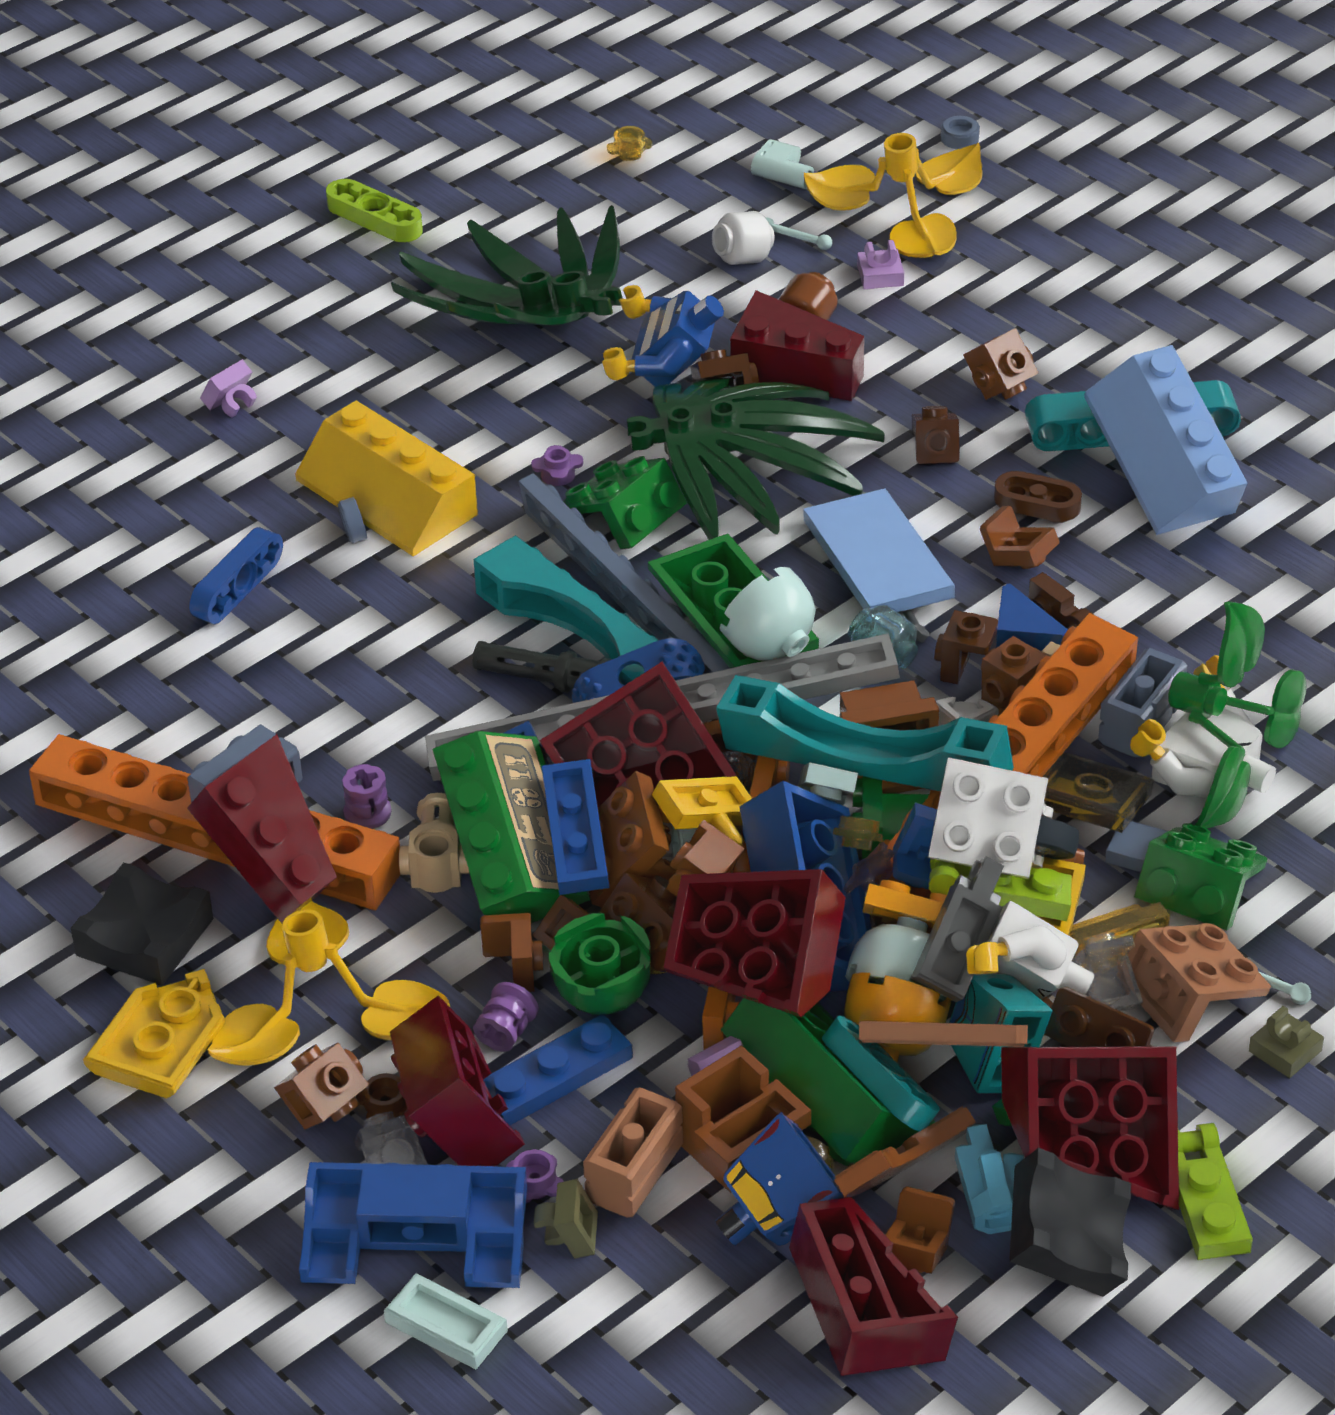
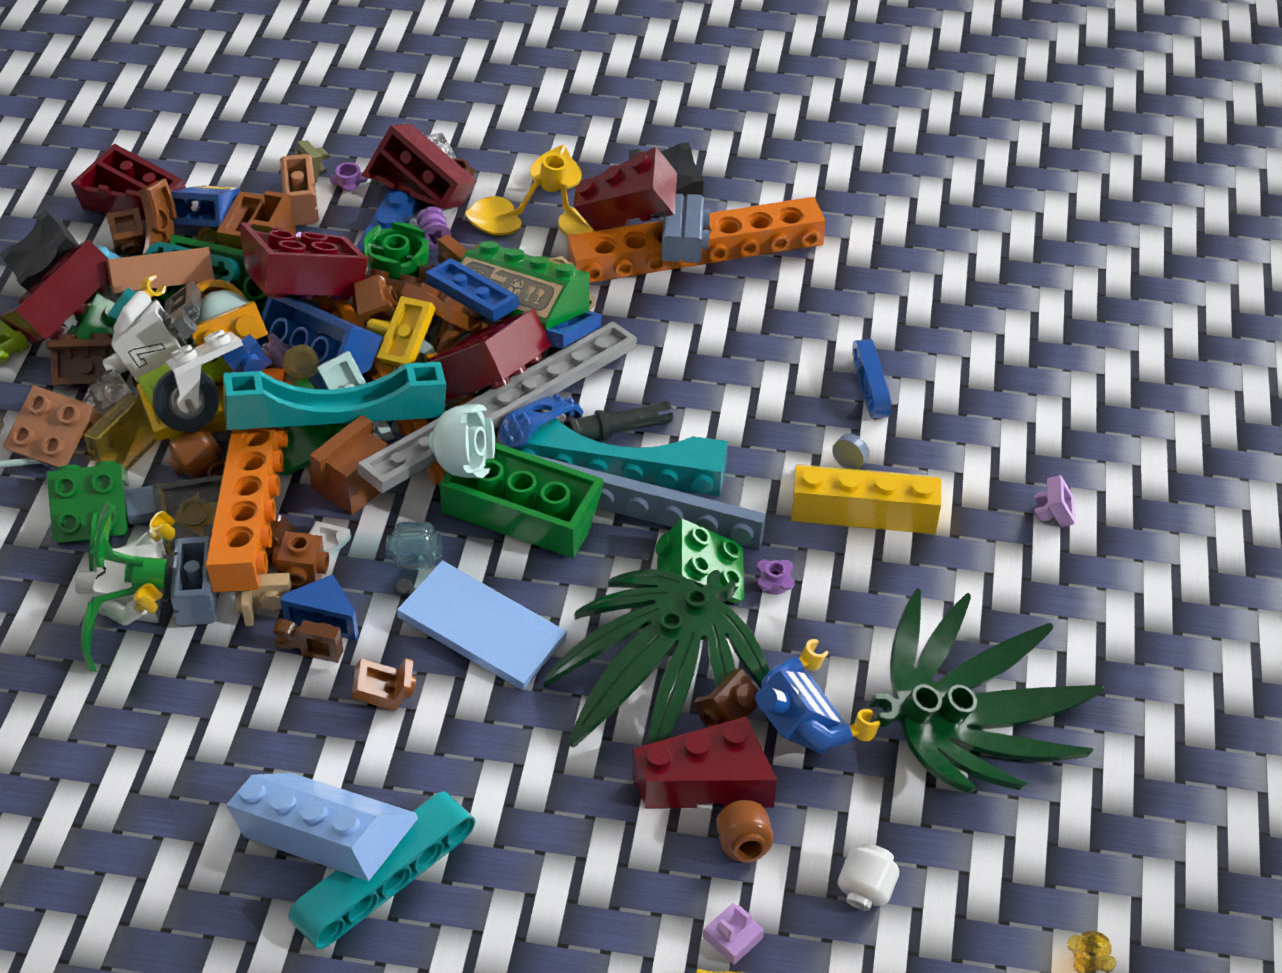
camera: 140 degrees right, 5 degrees up
(158, 1035) = (598, 146): yellow tile -> none
(322, 1085) = (486, 149): dark orange brick -> none
(368, 795) = (631, 292): medium lavender bush -> none
(393, 219) = (1175, 748): lime beam -> none
(414, 1209) = (371, 124): blue bracket -> none
(445, 1321) = (335, 113): light aqua tile -> none
(823, 242) = (880, 934): light aqua hinge -> none
(936, 435) = (531, 760): reddish brown bracket -> none
(963, 635) = (351, 557): reddish brown bracket -> none
(1001, 365) = (524, 842): dark orange brick -> none
(1038, 496) = (402, 741): reddish brown plate -> none

